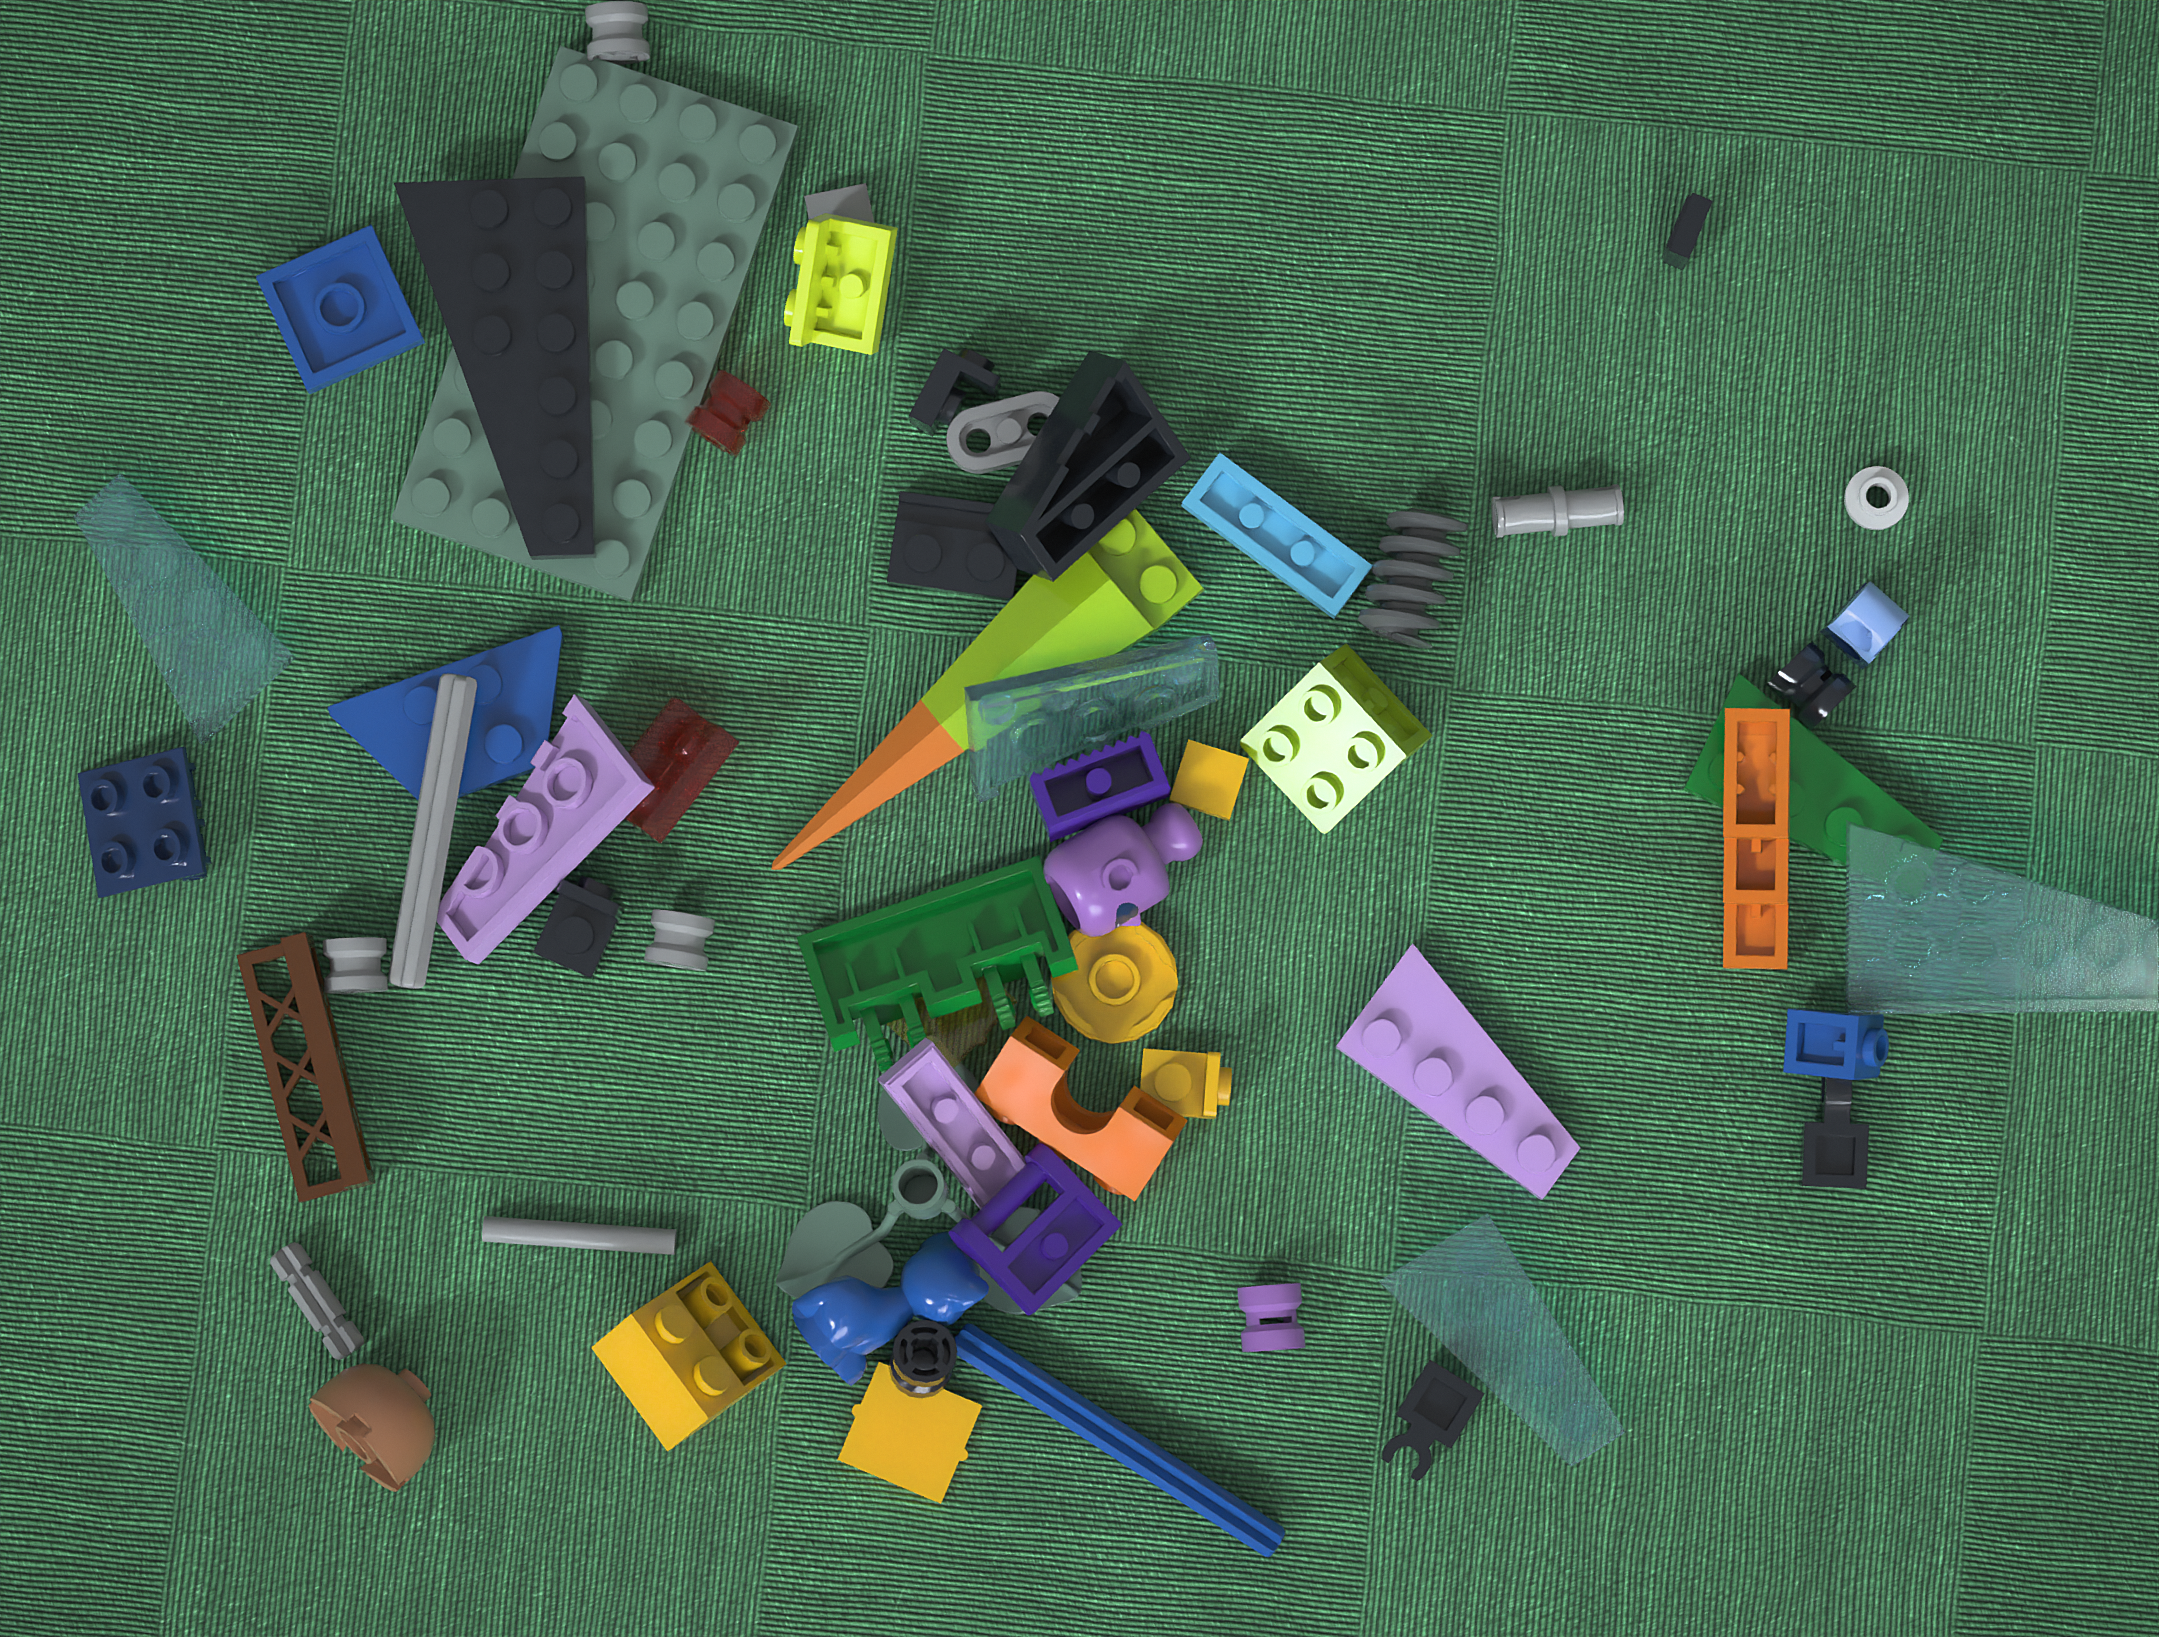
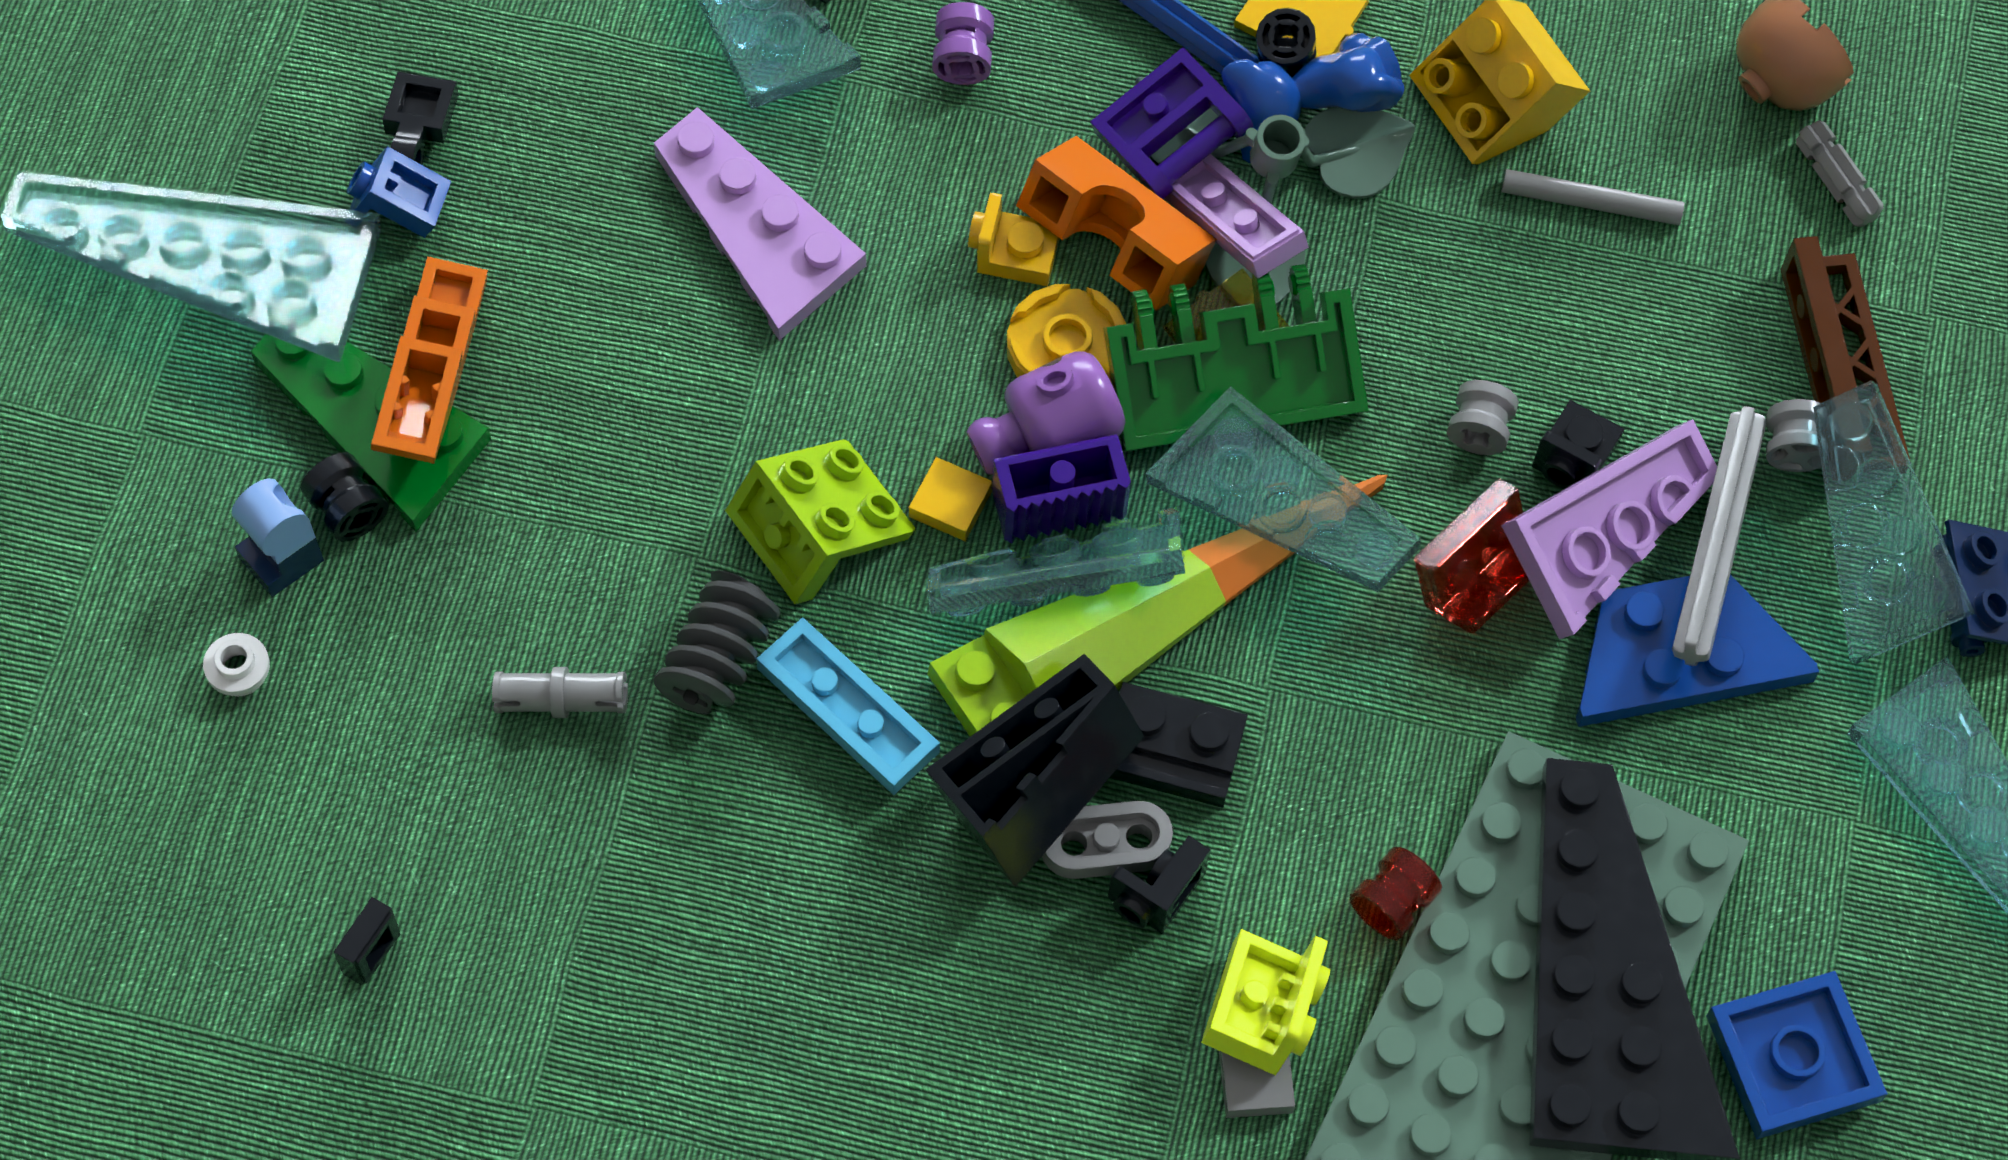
camera: 175 degrees left, 20 degrees down
(269, 843) = (1884, 537): none -> clear light blue wing
(893, 823) = (1277, 488): none -> clear light blue wing

